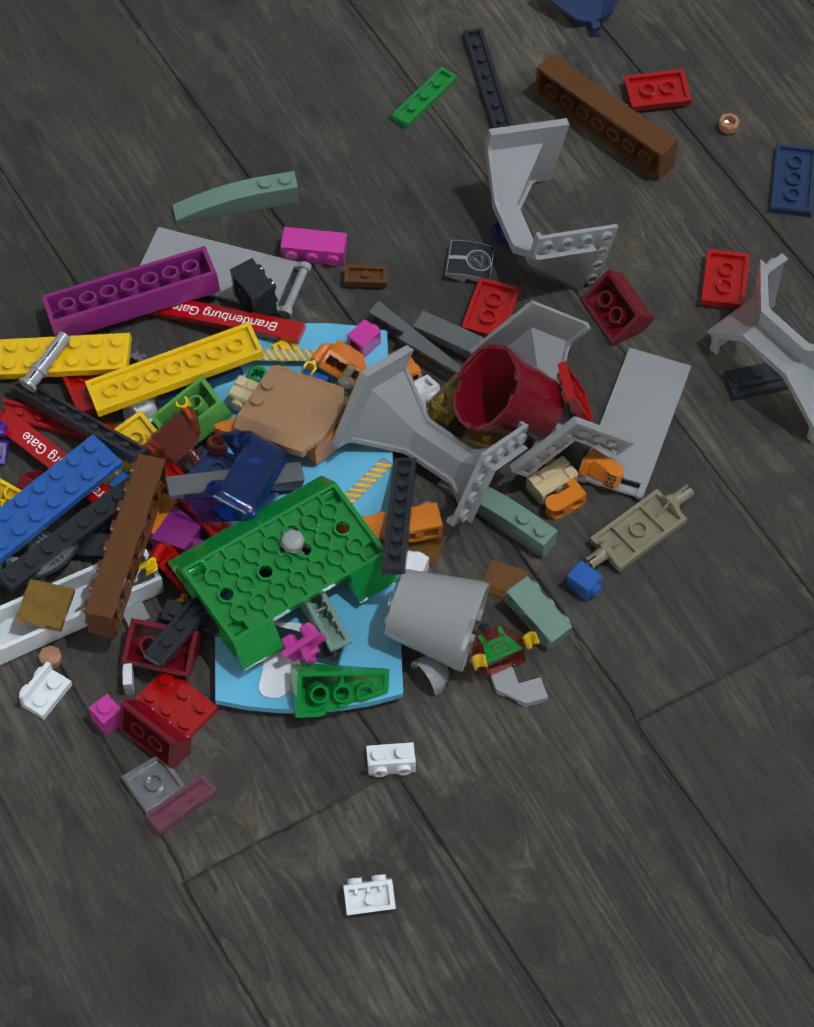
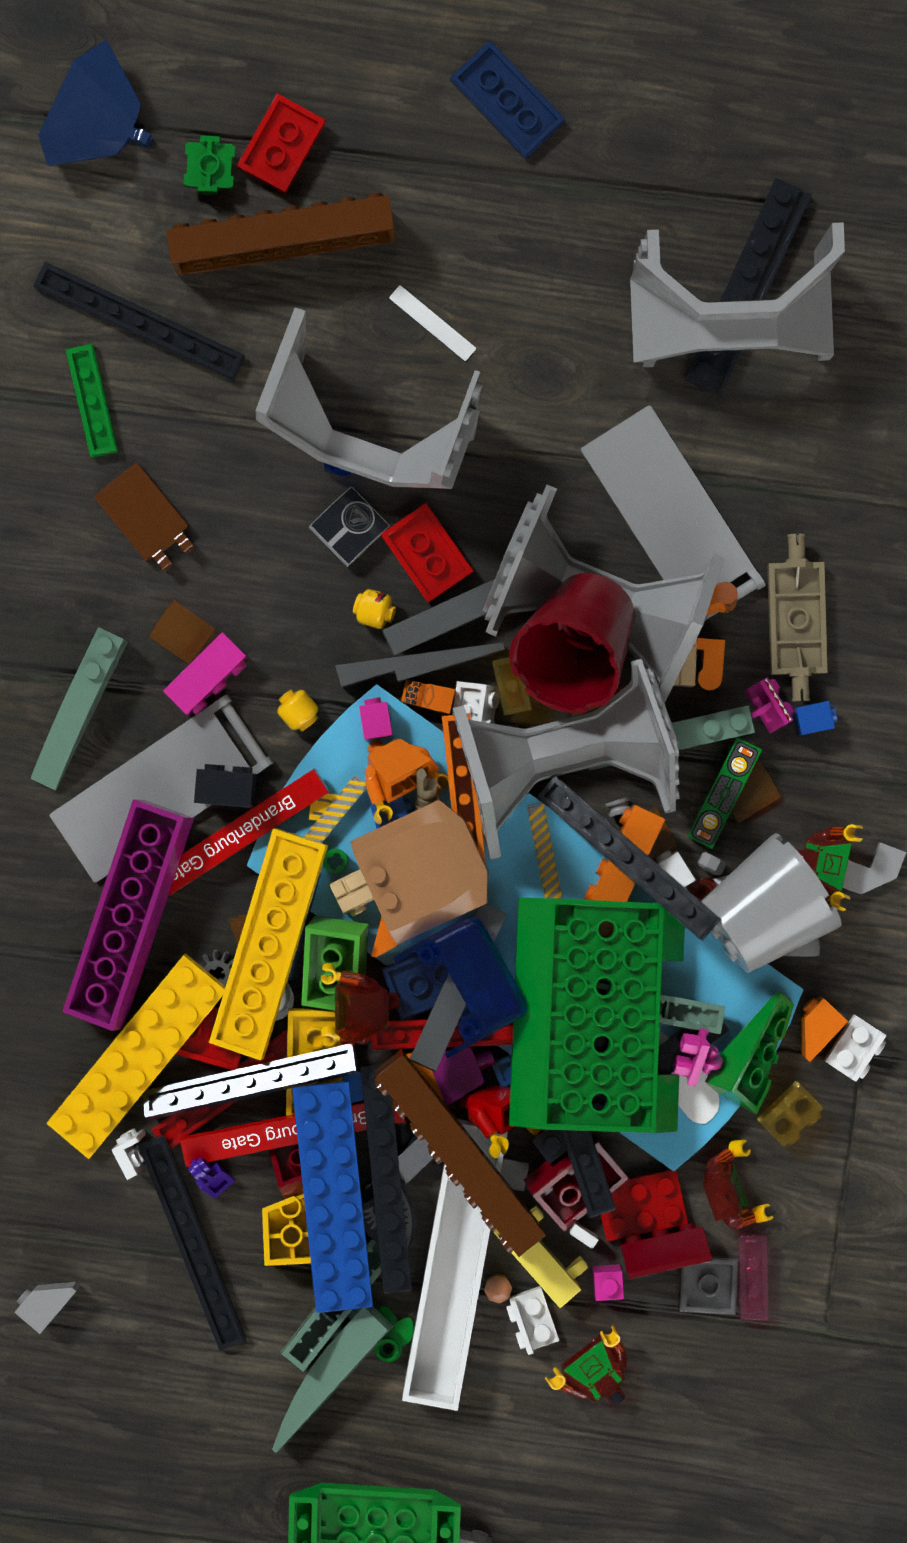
camera: 50 degrees left, 30 degrees up
(39, 368) = (162, 1079): light grey pin -> none
(39, 748) = (594, 1370): none -> torso
(45, 605) = (455, 1269): pearl gold tile -> none
(88, 668) = (549, 1271): none -> light yellow brick
(217, 445) = (389, 968): clear red tile -> none
(226, 741) = (726, 1192): none -> clear red torso
(292, 541) = (592, 995): light grey tile -> none
(314, 741) = (785, 1109): none -> clear yellow brick
(328, 218) = (182, 632): none -> clear orange piece
(334, 304) = (297, 710): none -> yellow head
(365, 276) = (284, 648): reddish brown plate -> none
(380, 162) = (144, 515): none -> reddish brown tile
(385, 724) = (818, 1026): none -> orange slope
(432, 301) = (374, 608): none -> yellow head
(493, 562) = (724, 792): none -> tile
(538, 612) = (816, 791): sand green brick -> none
(567, 547) = (769, 705): none -> dark pink hips
(573, 392) = (613, 563): red plate -> none
(611, 64) = (209, 165): none -> green piece
(617, 307) = (527, 423): dark red slope -> none
(629, 228) = (432, 323): none -> white sticker
(725, 279) = (577, 281): red plate -> none
(729, 123) = (384, 105): nougat tile -> none

